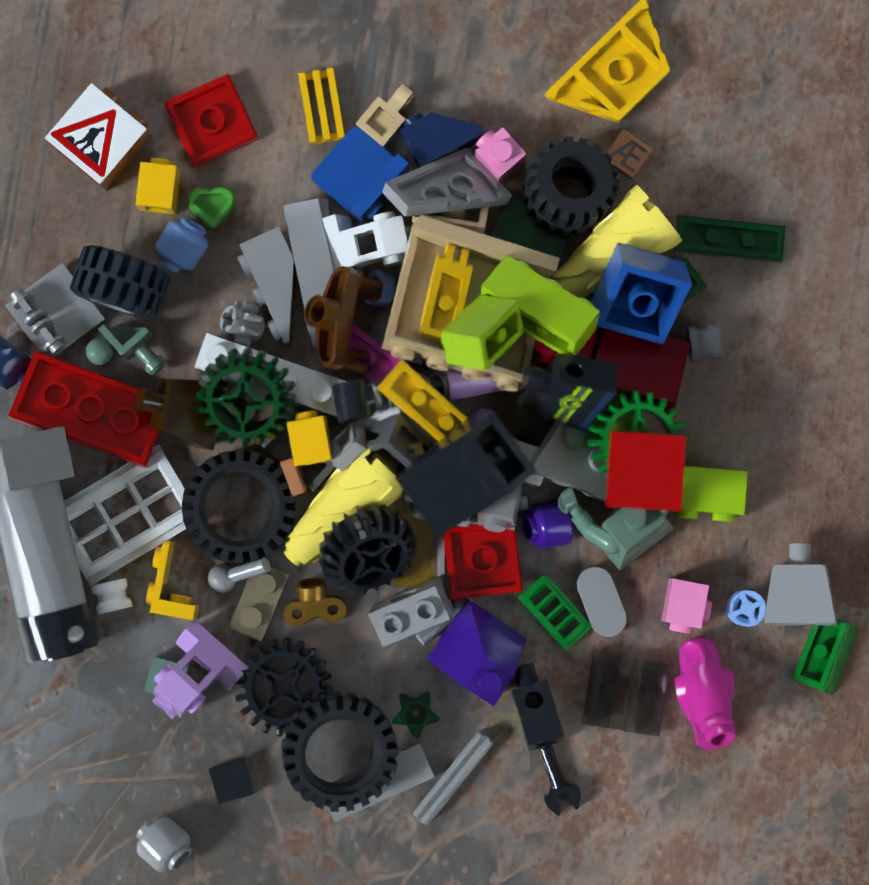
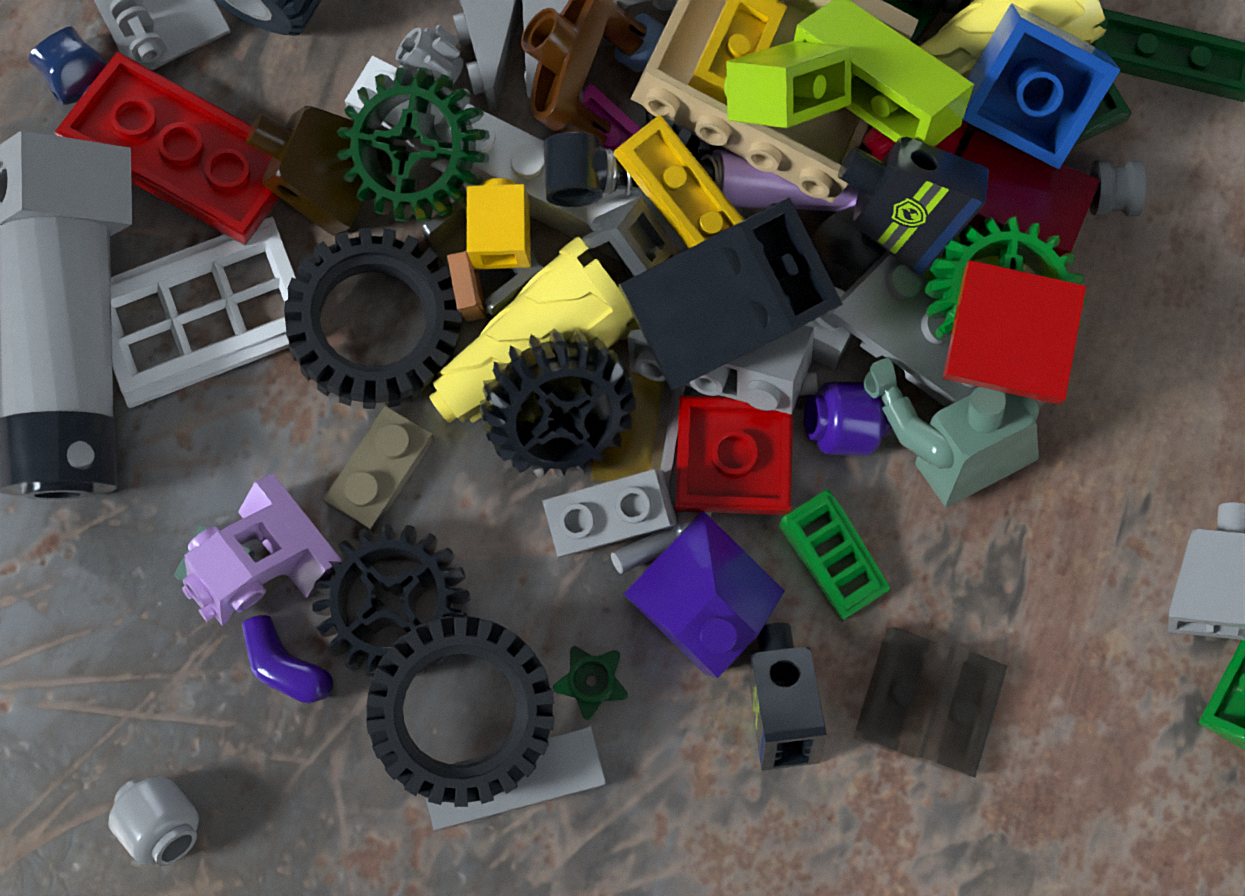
camera: 10 degrees right, 10 degrees down
(111, 596) = (154, 423): white wheel -> none
(127, 342) = (257, 64): sand green piece -> none
(177, 604) = (252, 452): yellow bracket -> none
(221, 738) = (278, 668): none -> dark purple arm
(223, 577) = (331, 425): light grey bar -> none
(231, 781) = (283, 739): black tile -> none
(314, 603) = (462, 484): pearl gold piece -> none
(348, 445) = (555, 242): light grey tile -> none
(453, 778) = (634, 791): light grey axle -> none
(557, 782) = (801, 826): black bar -> none
(601, 601) = (910, 552): light grey tile -> none
(686, 605) = (1044, 574): bright pink brick -> none
(706, 693) = (1061, 719): dark pink animal -> none
(714, 493) = (1105, 411): lime brick -> none
(752, 606) = (1149, 589): light blue wheel -> none

